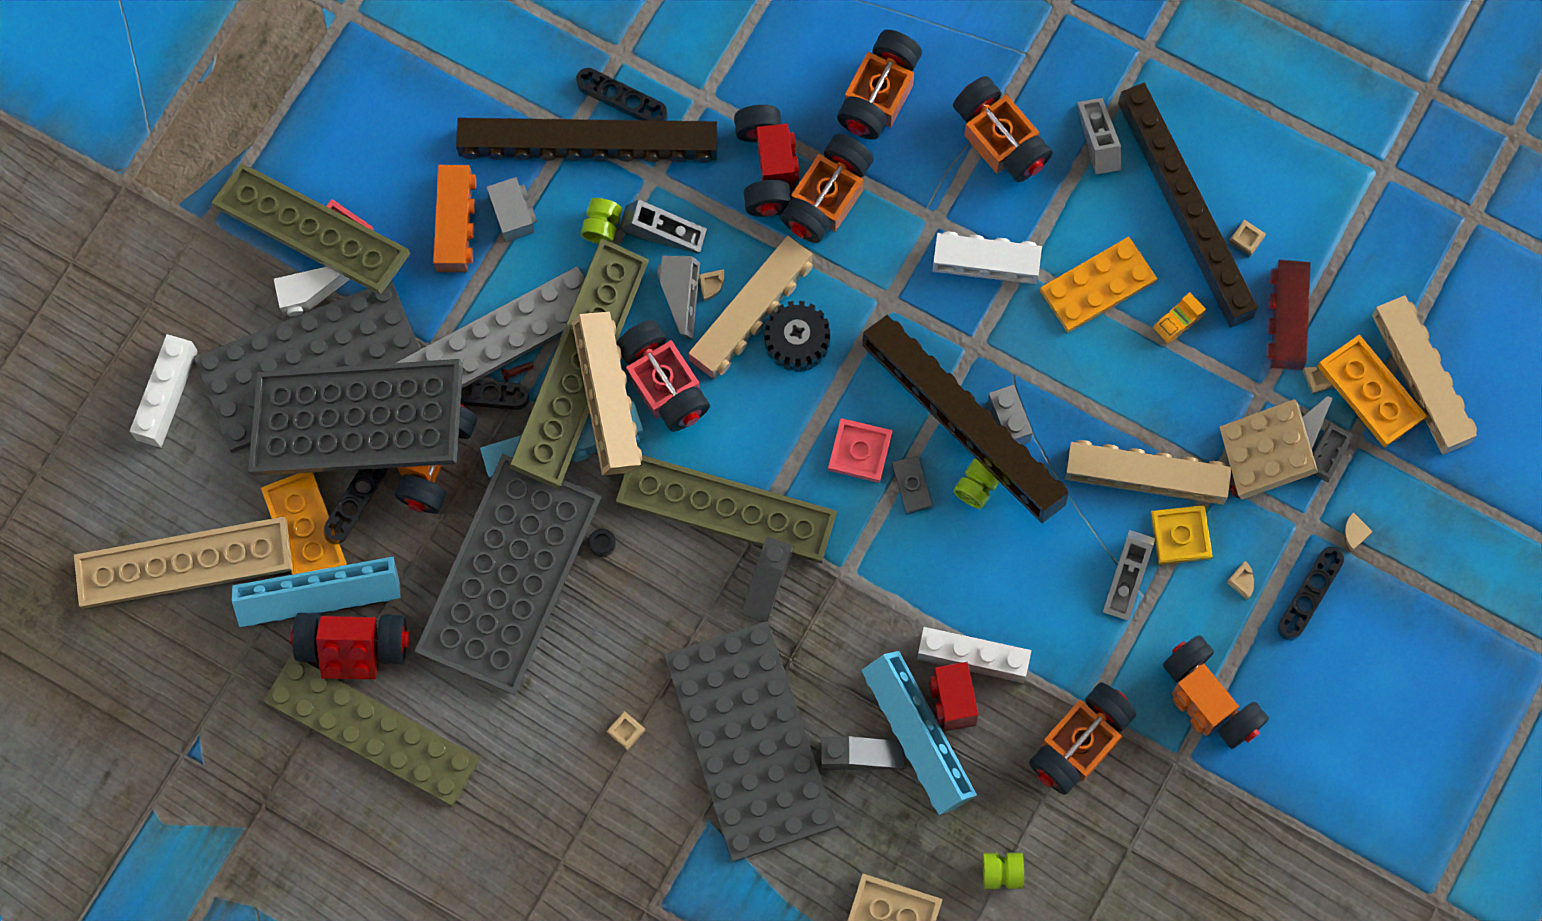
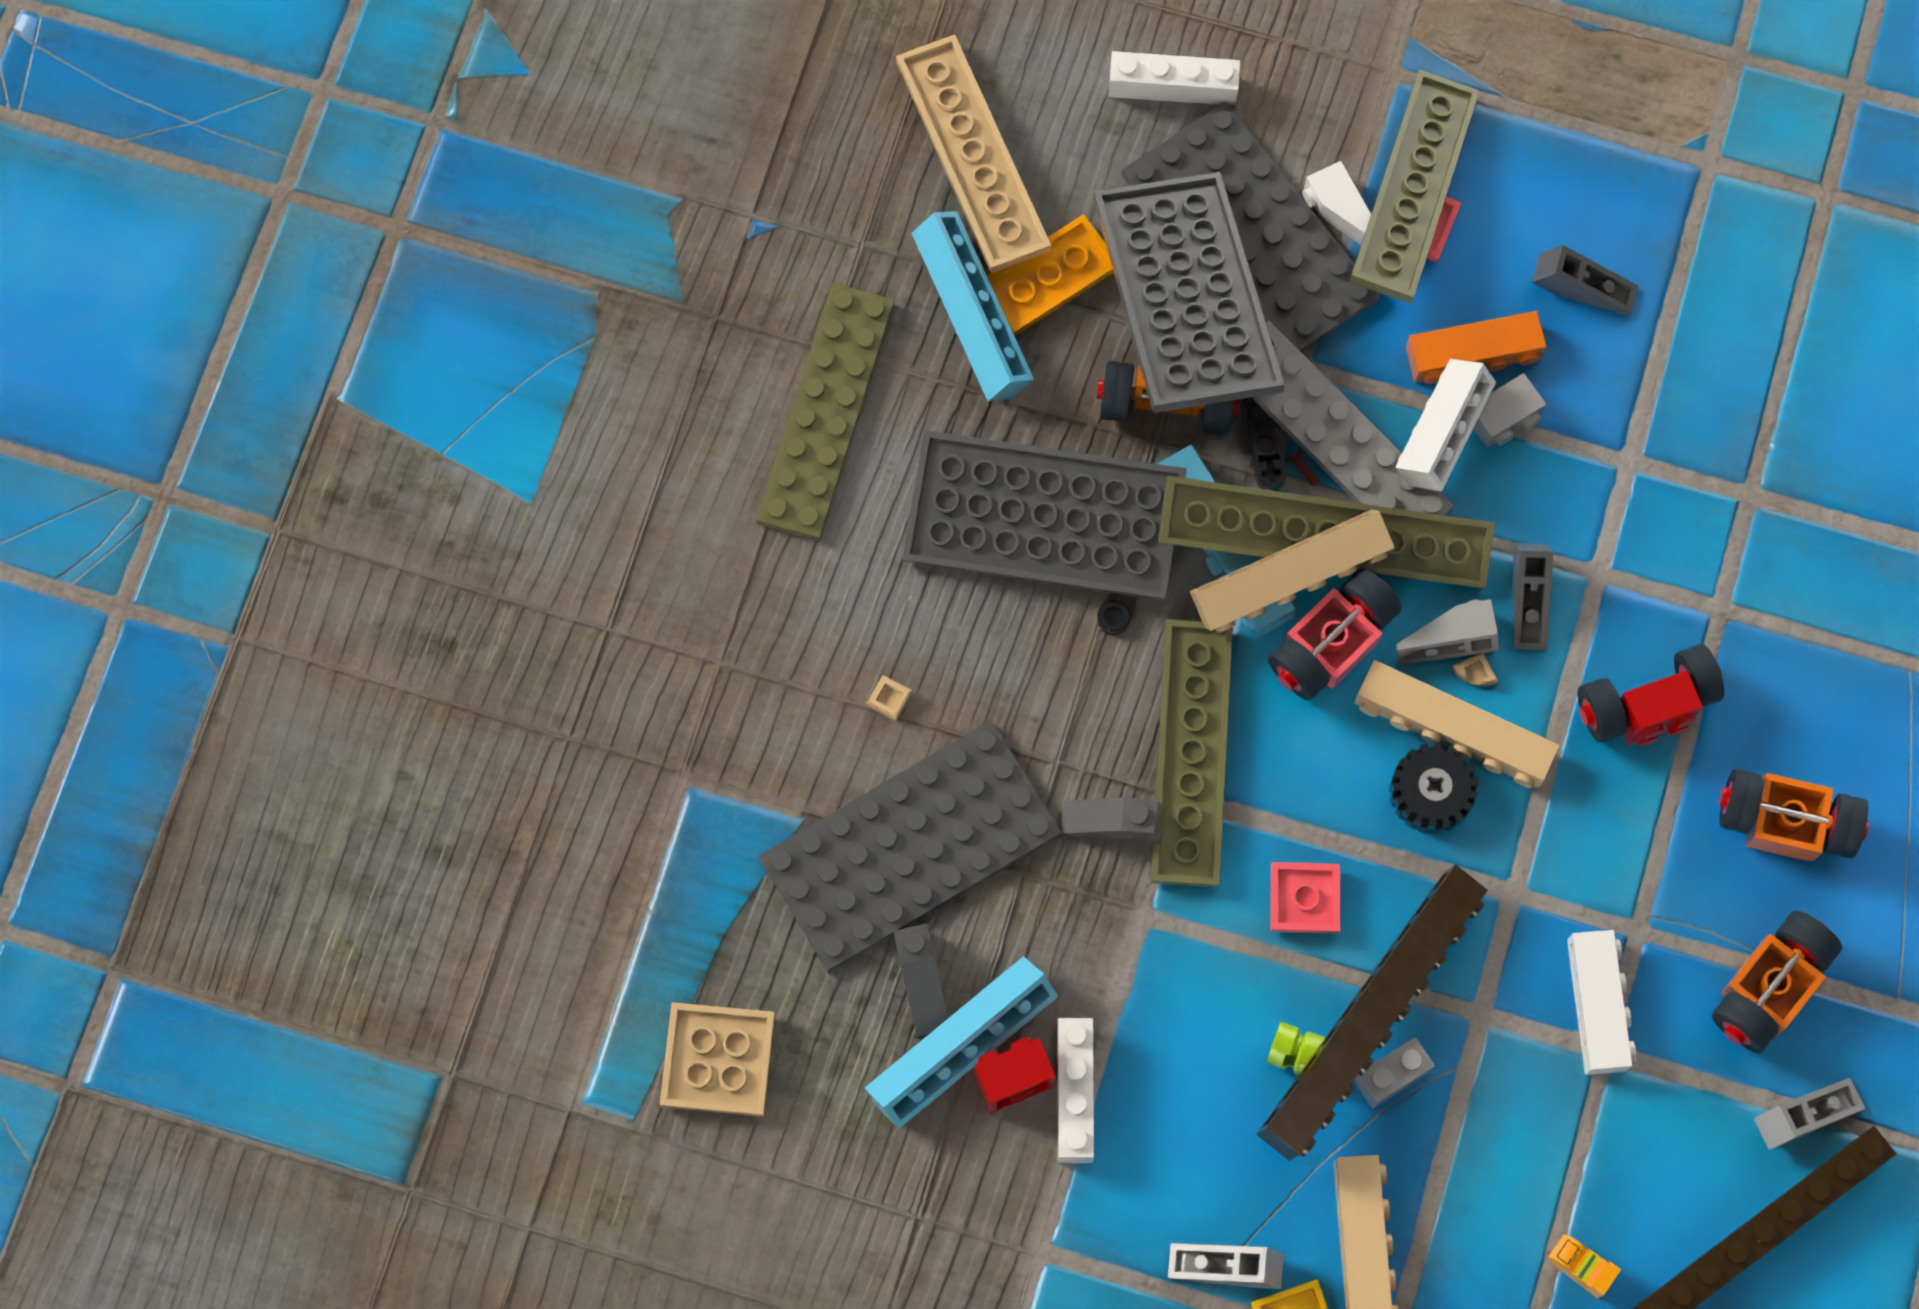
camera: 75 degrees right, 0 degrees up
(349, 644) = (915, 357): brick -> none
(352, 496) = (1097, 314): black beam -> none
(420, 126) = (1583, 280): none -> dark grey slope
(515, 253) = (1445, 424): none -> white brick
(587, 139) = (1622, 481): dark brown brick -> none
(602, 217) = (1518, 519): lime wheel -> none
(624, 93) = (1691, 508): black beam -> none
(828, 189) = (1633, 781): brick -> none
(912, 485) = (1277, 971): dark grey plate -> none
(1003, 871) = (812, 1180): lime wheel -> none
(1082, 738) = (995, 1243): brick -> none
(1098, 284) = (1605, 1153): light orange plate -> none

